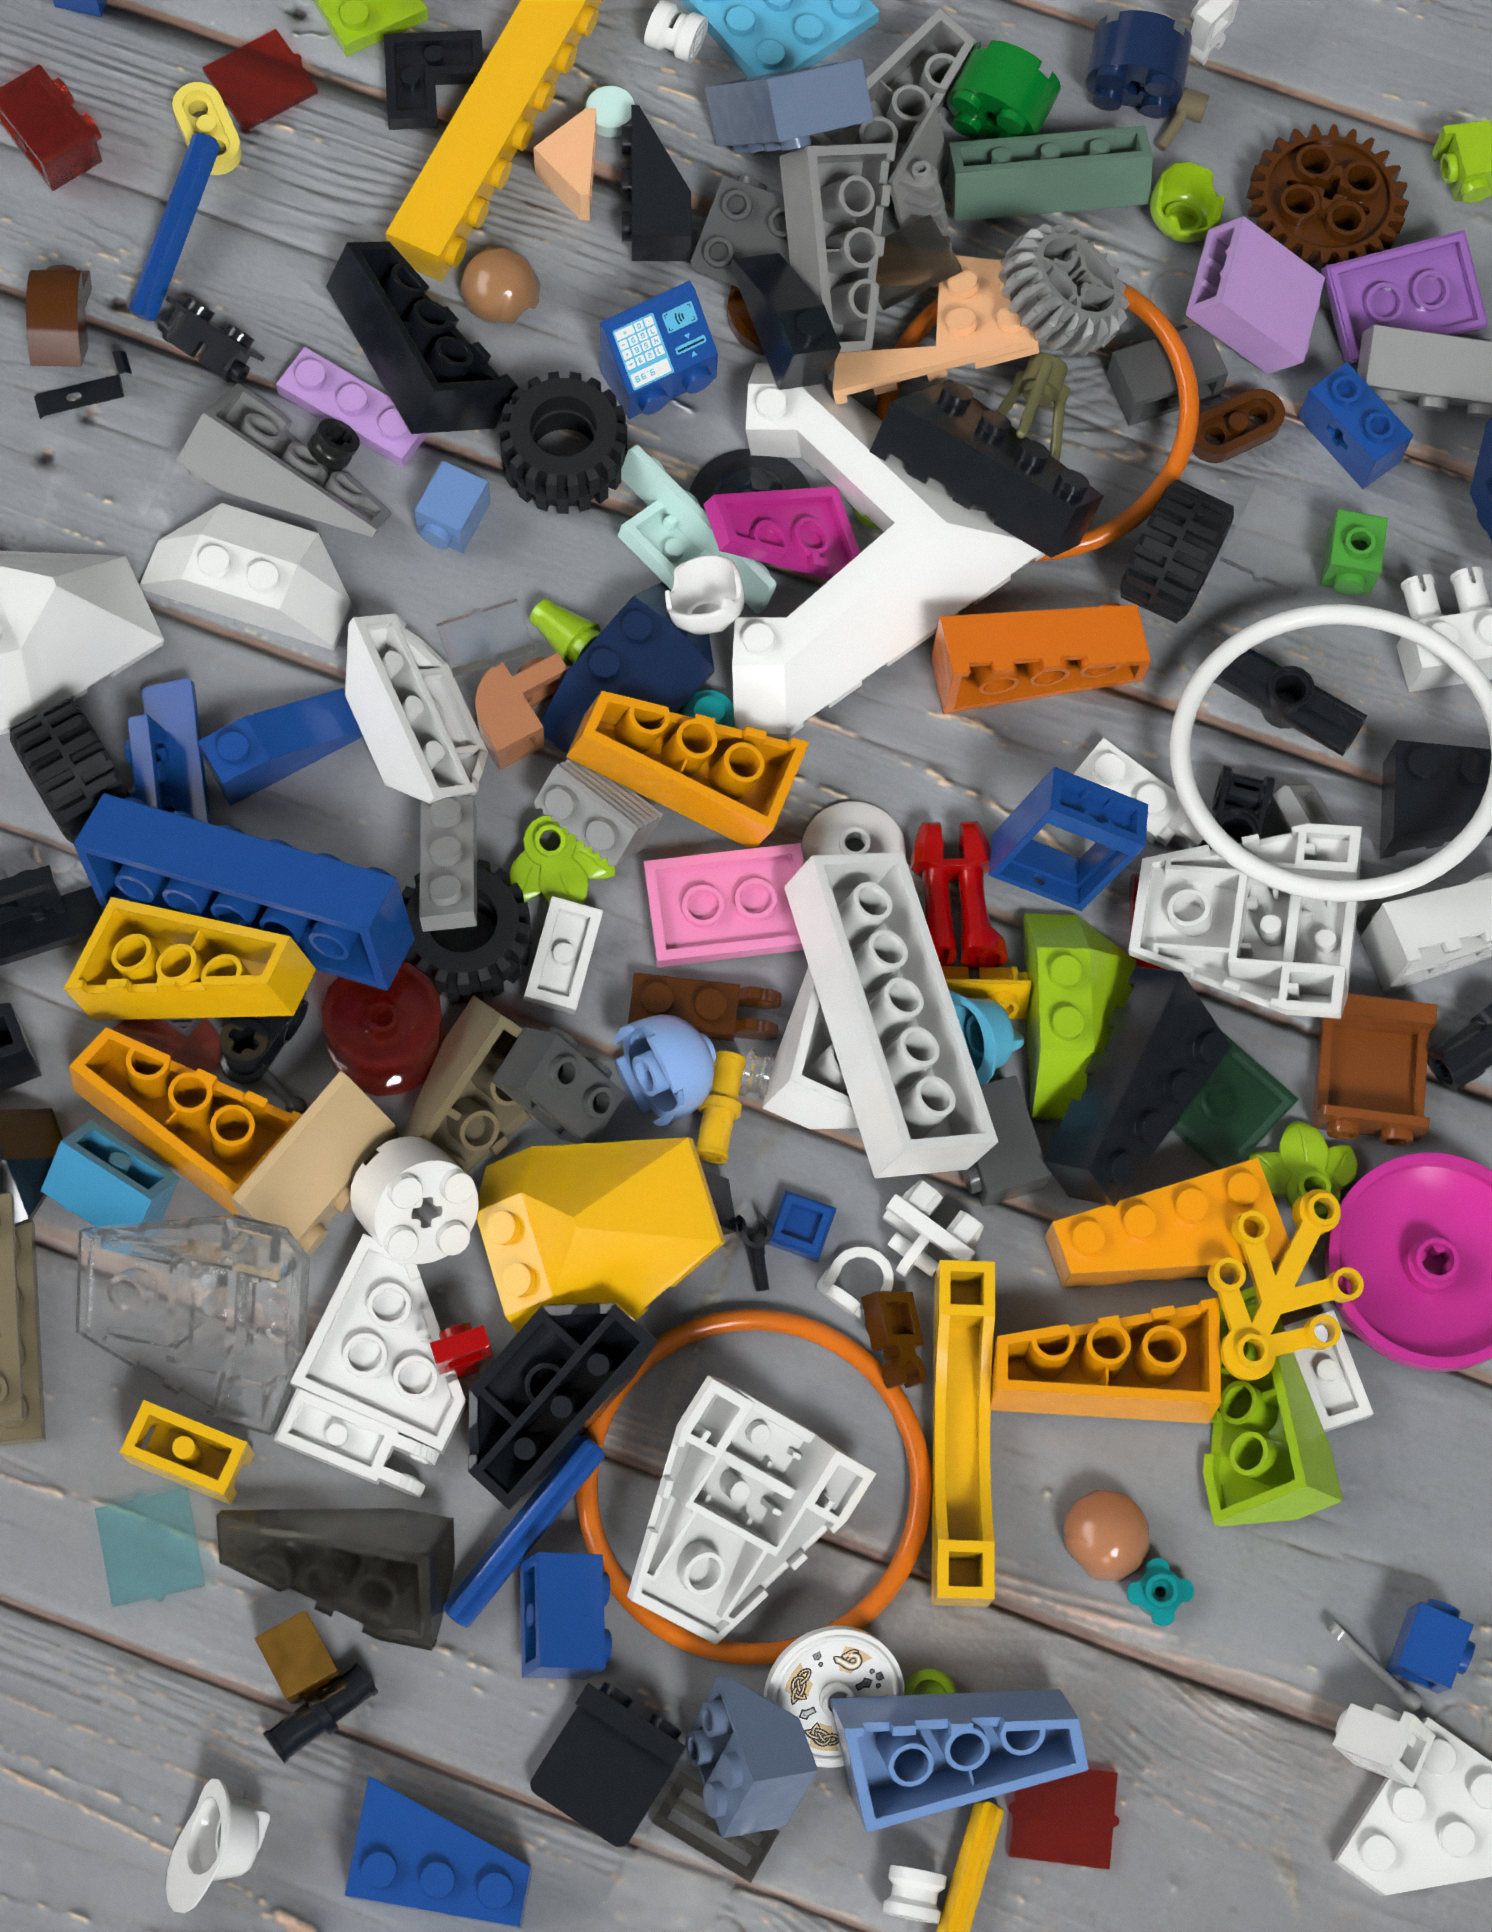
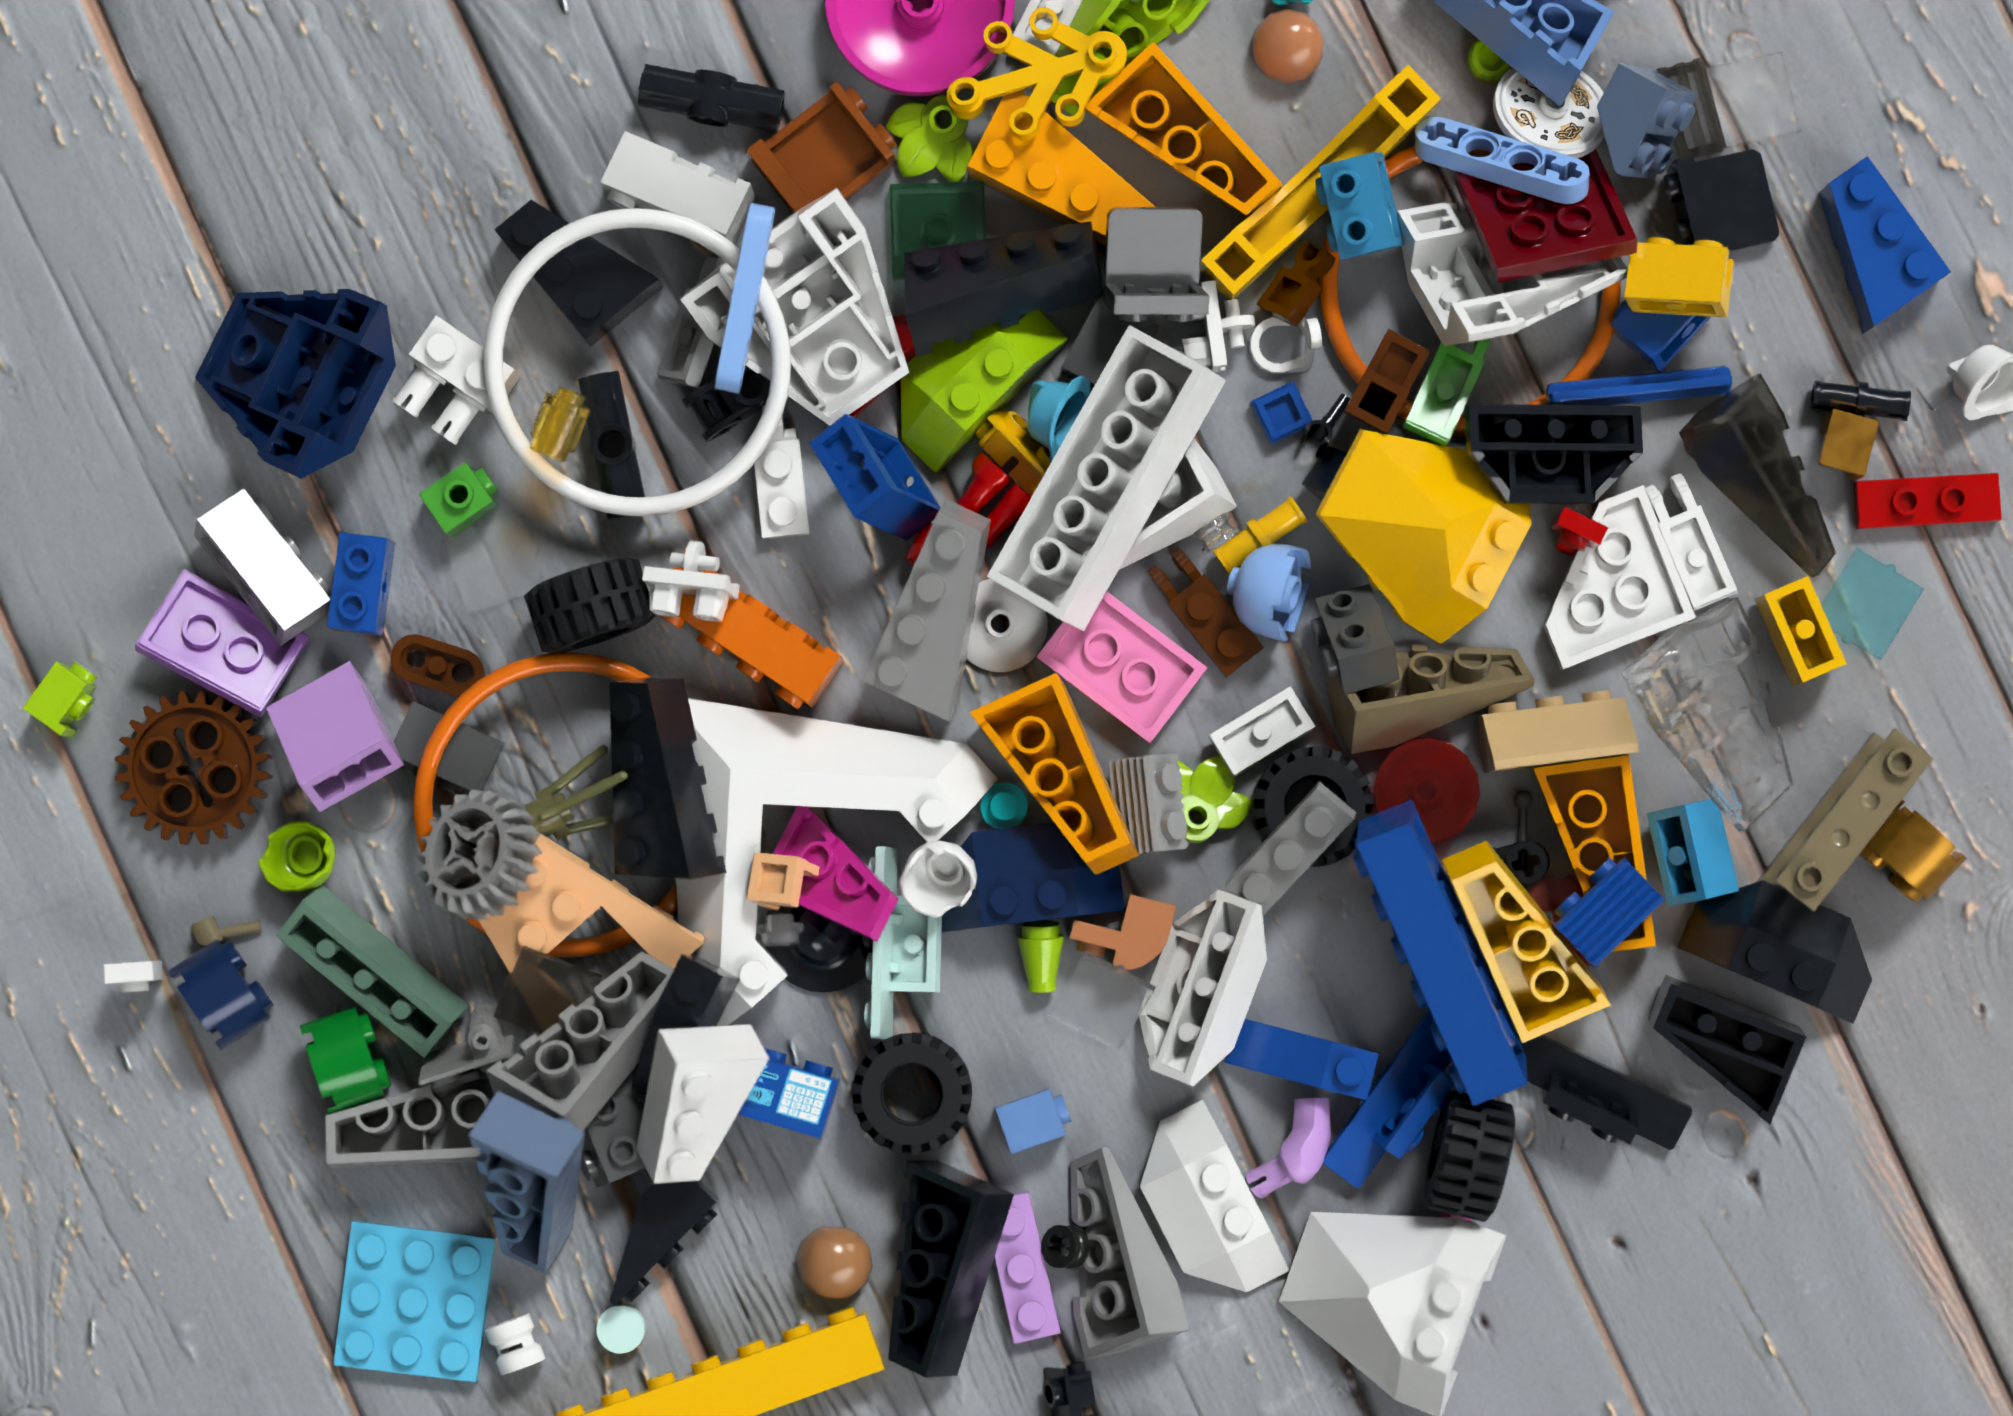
camera: 130 degrees left, 15 degrees up
(135, 1048) = (1608, 910): none -> blue brick
(178, 1685) = (1927, 501): none -> red plate
(214, 670) = (1300, 1152): none -> lavender arm
(415, 1201) = (1518, 650): white brick -> none
(568, 160) = (694, 1309): light nougat slope -> none
(580, 1637) = (1679, 278): none -> yellow brick
(682, 1347) = (1445, 392): none -> bright green hinge
(724, 267) = (694, 1096): none -> white wedge
(741, 1311) = (1387, 381): none -> reddish brown brick
(750, 1580) = (1536, 235): none -> dark red plate
(784, 459) = (779, 930): none -> clear plate
(828, 480) = (778, 880): none -> light nougat panel
(834, 1608) = (1449, 142): none -> light blue beam
(908, 779) = (931, 625): none -> light grey wedge
(910, 1440) = (1359, 206): none -> dark azure brick
(1027, 1216) = (1154, 263): none -> bracket
(1126, 631) = (710, 589): none -> white hips
(1317, 857) = (745, 298): none -> light blue beam
(1347, 642) = (559, 424): none -> clear yellow brick

